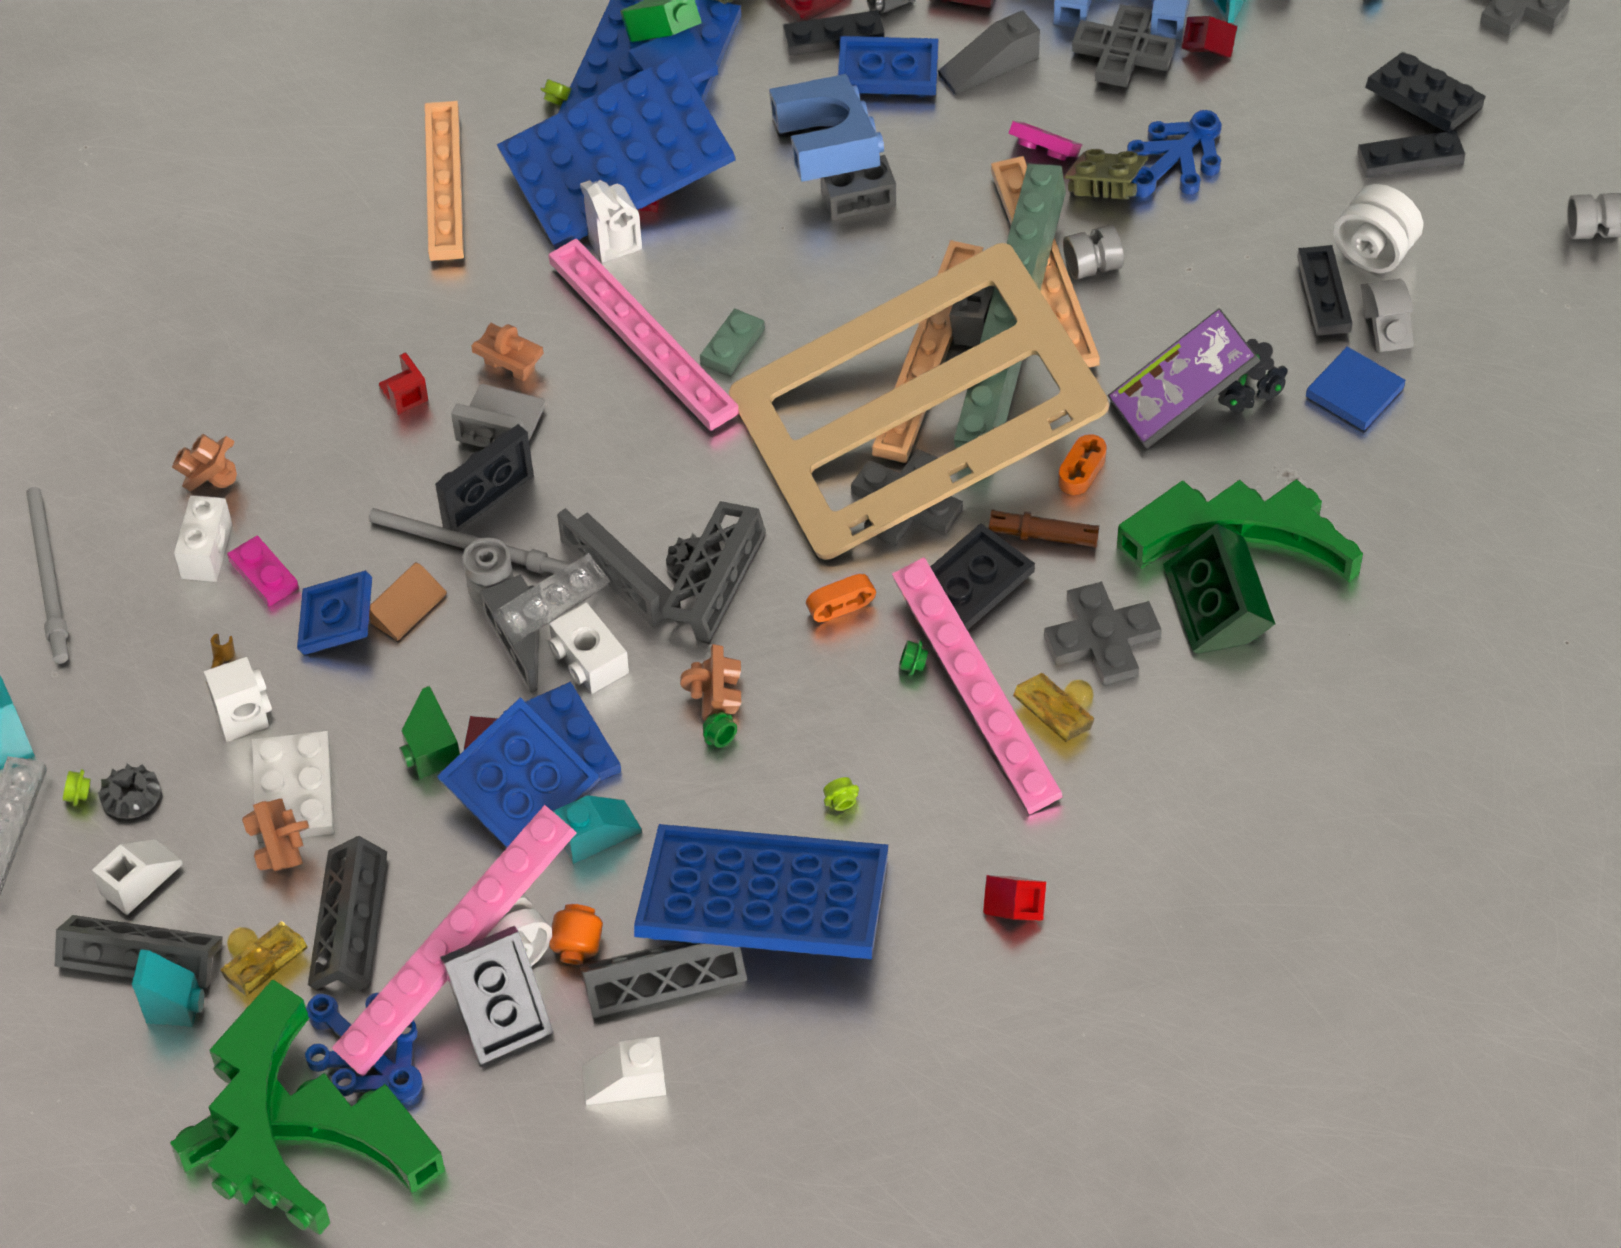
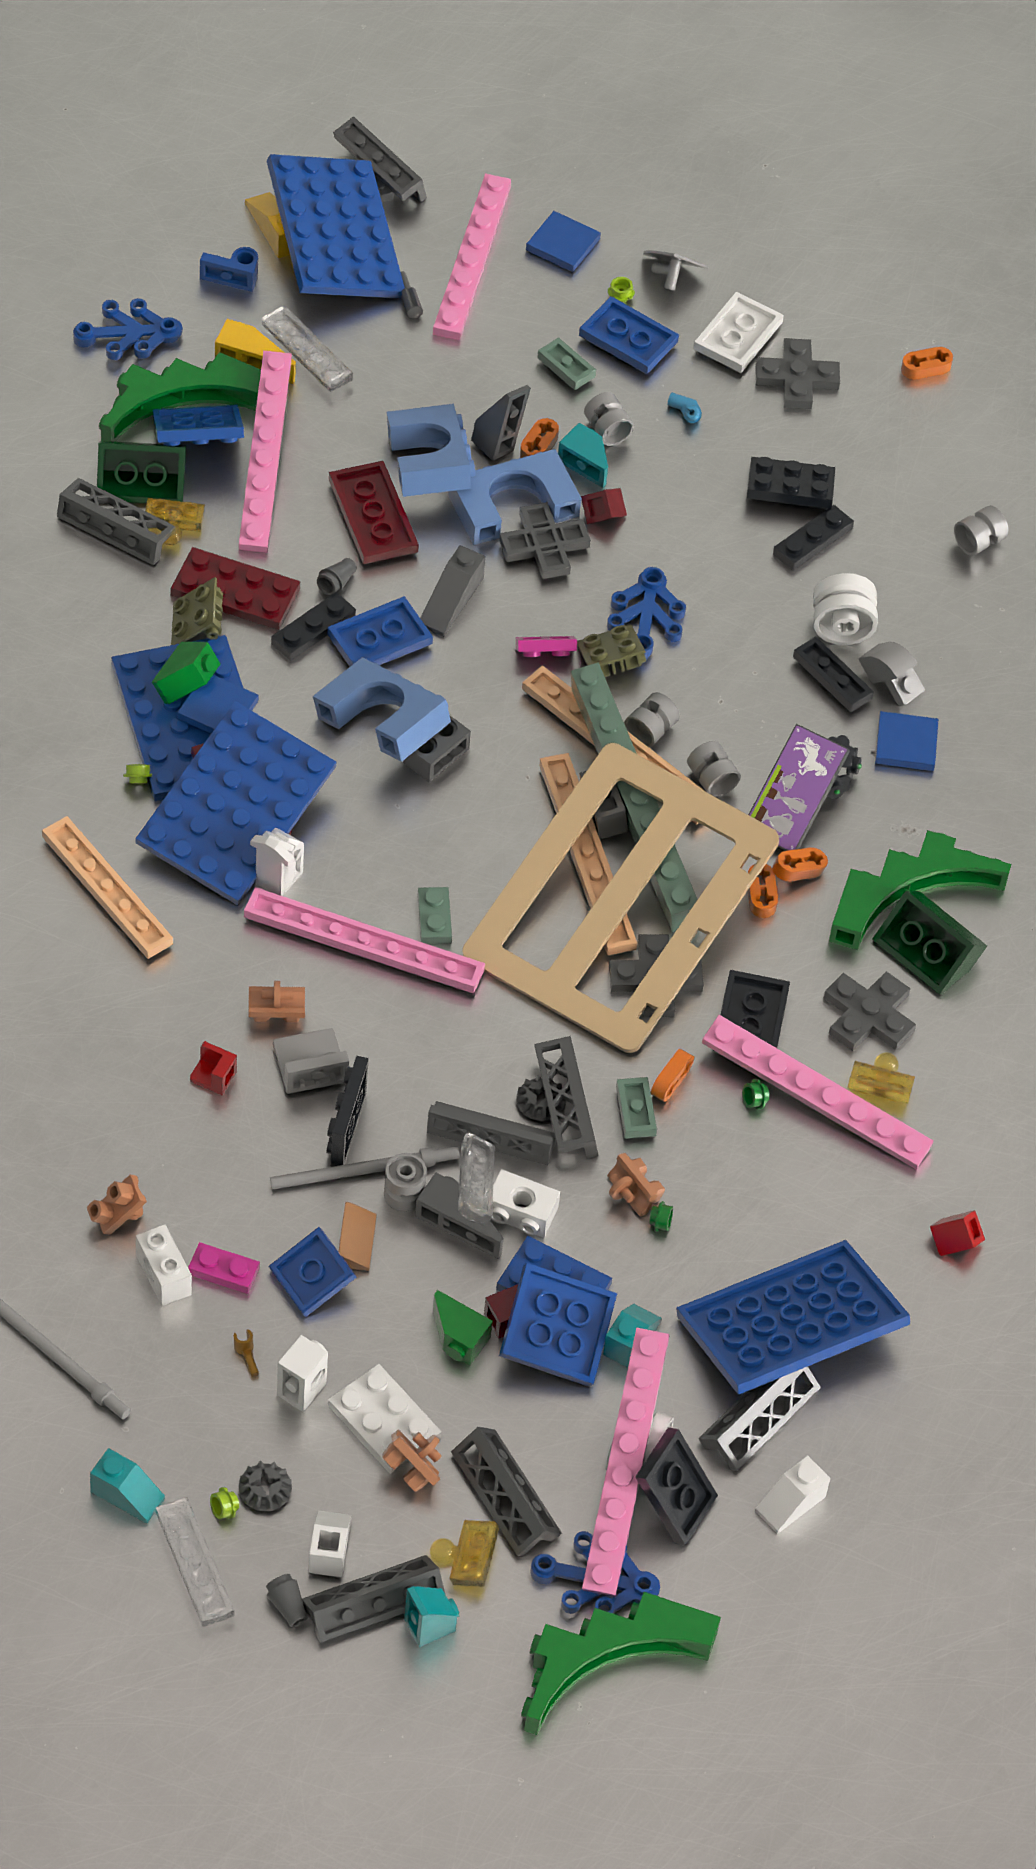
camera: 40 degrees left, 0 degrees up
(56, 905) = (287, 1599): none -> dark grey cone
(249, 1061) = (573, 1664): green arch -> none
(576, 933) = (686, 1412): orange head -> none
(779, 612) = (636, 1107): none -> sand green plate
(840, 794) = (783, 1220): lime plate -> none
(1043, 528) = (761, 955): reddish brown pin -> none
(1120, 325) = (713, 768): none -> light grey wheel
(1139, 455) = (798, 860): none -> orange beam

